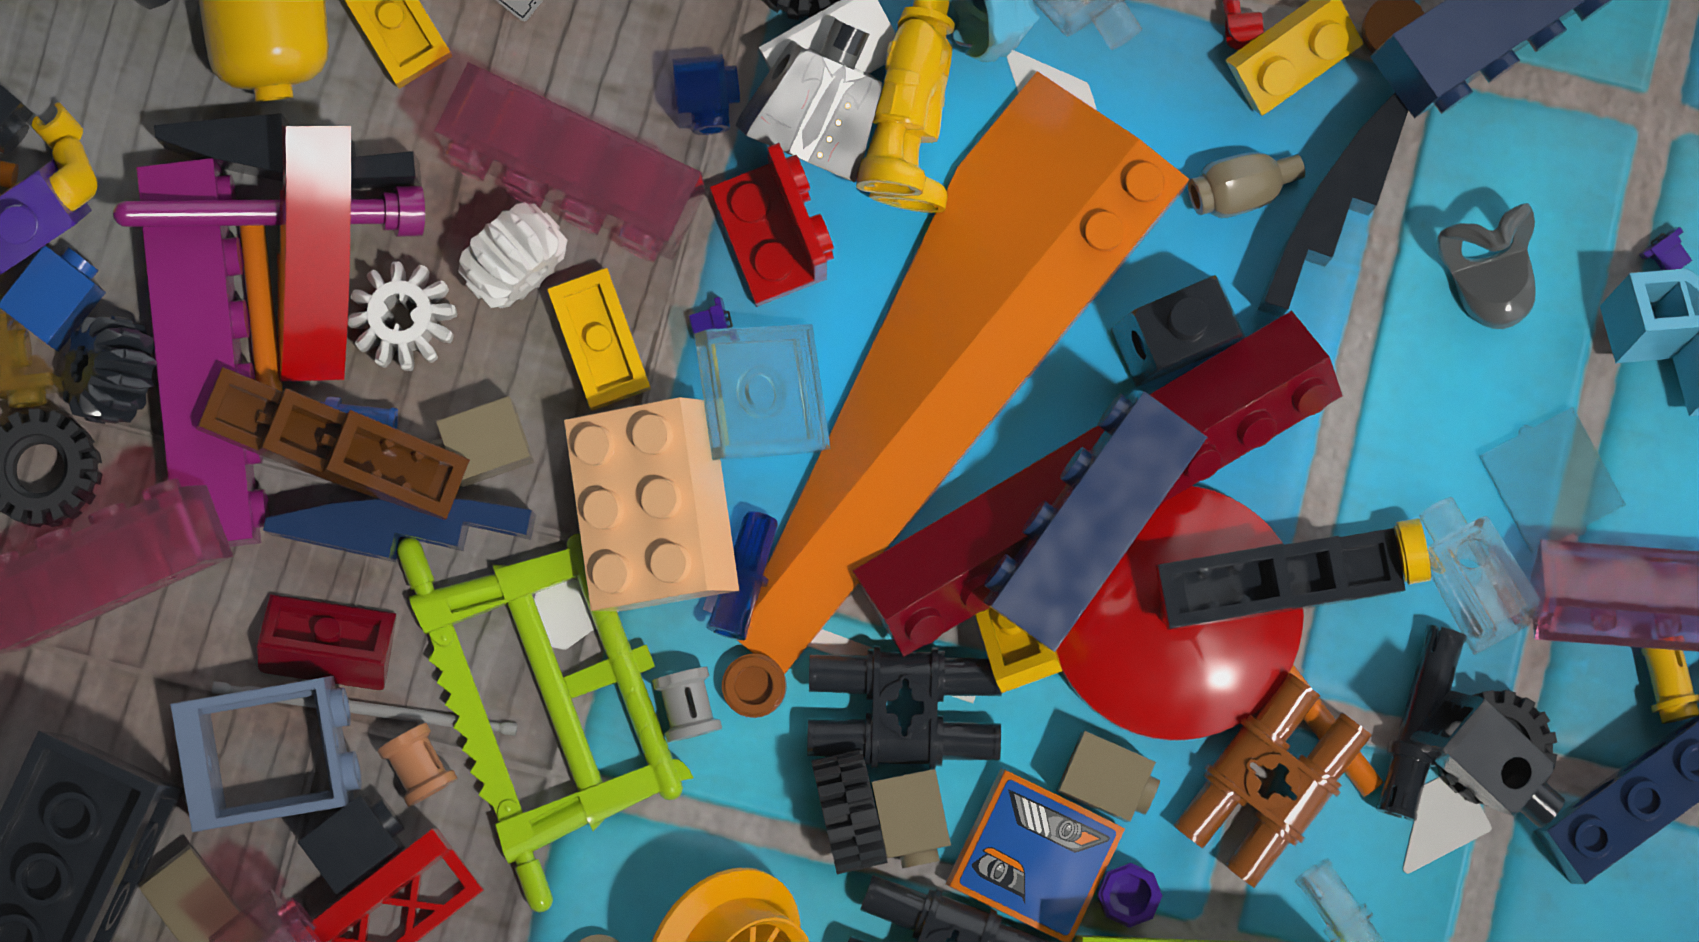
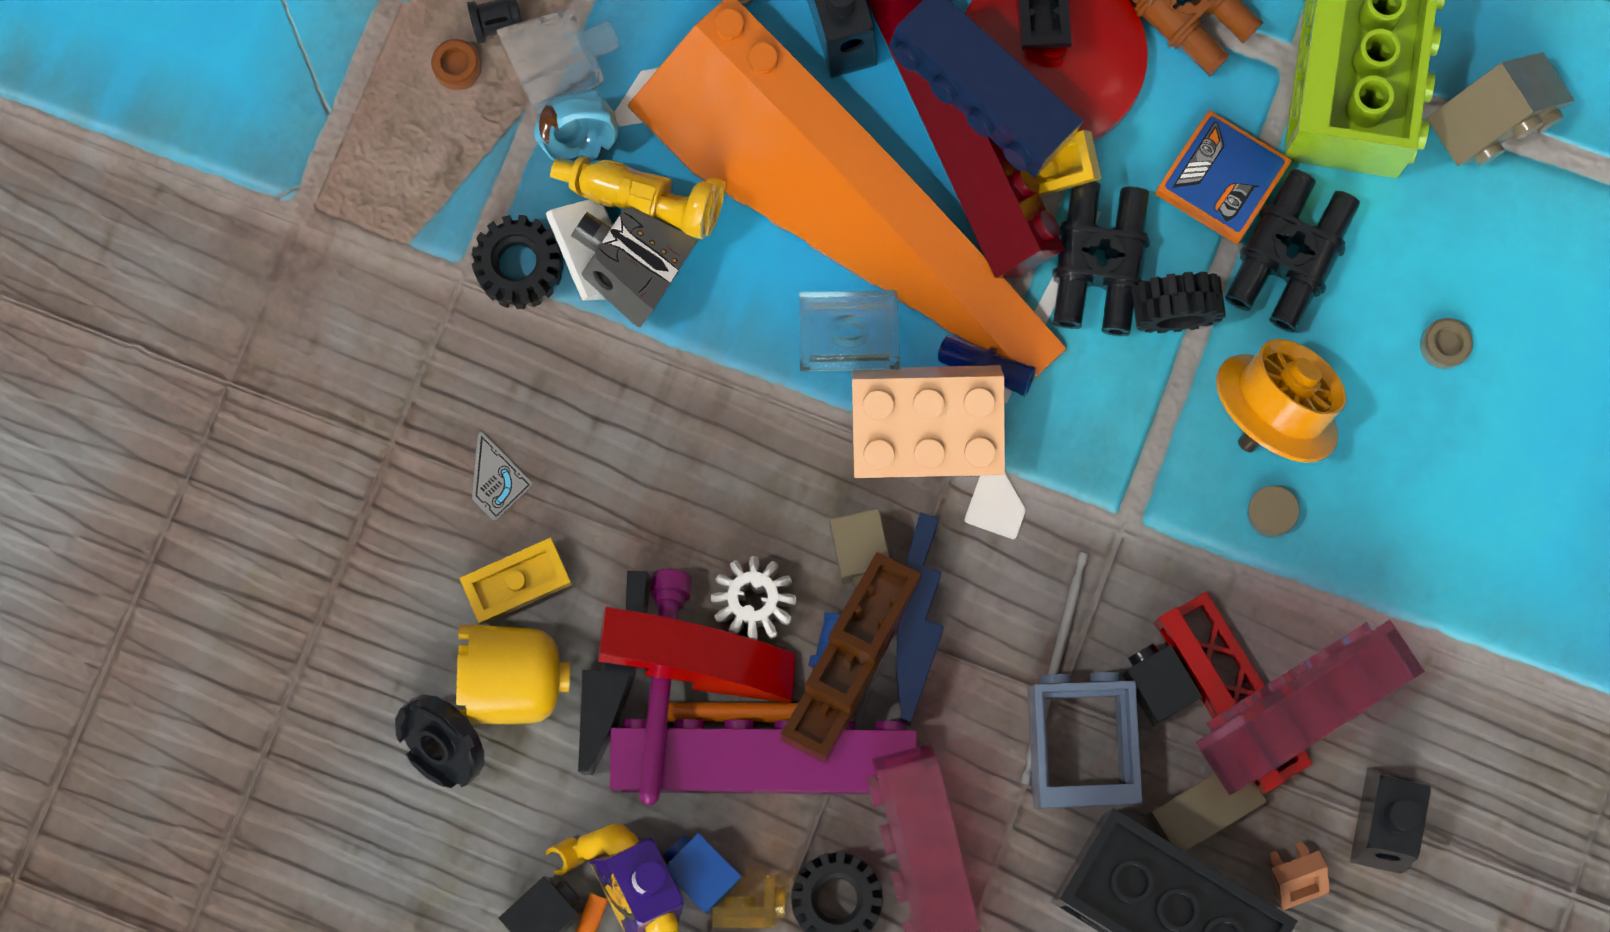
camera: 75 degrees left, 5 degrees down
(108, 369) = (767, 831): black gear -> none
(326, 640) = (998, 690): dark red slope -> none
(417, 764) = (1104, 628): nougat bush -> none
(512, 255) = (718, 505): white gear -> none
(569, 162) = (655, 449): clear pink brick -> none
(595, 800) = (1145, 498): lime piece -> none
(599, 339) = (790, 451): yellow plate -> none
(687, 704) = (1081, 418): light grey bush -> none
(704, 93) = (610, 349): clear blue plate -> none
(712, 318) = (787, 368): dark purple piece -> none
(754, 685) = (1070, 369): dark orange tile -> none
(771, 229) = (721, 305): red bracket -> none
(911, 817) = (1185, 253): dark tan brick -> none
(1109, 778) = (1170, 116): dark tan brick -> none
(1129, 895) = (1259, 112): dark purple tile -> none

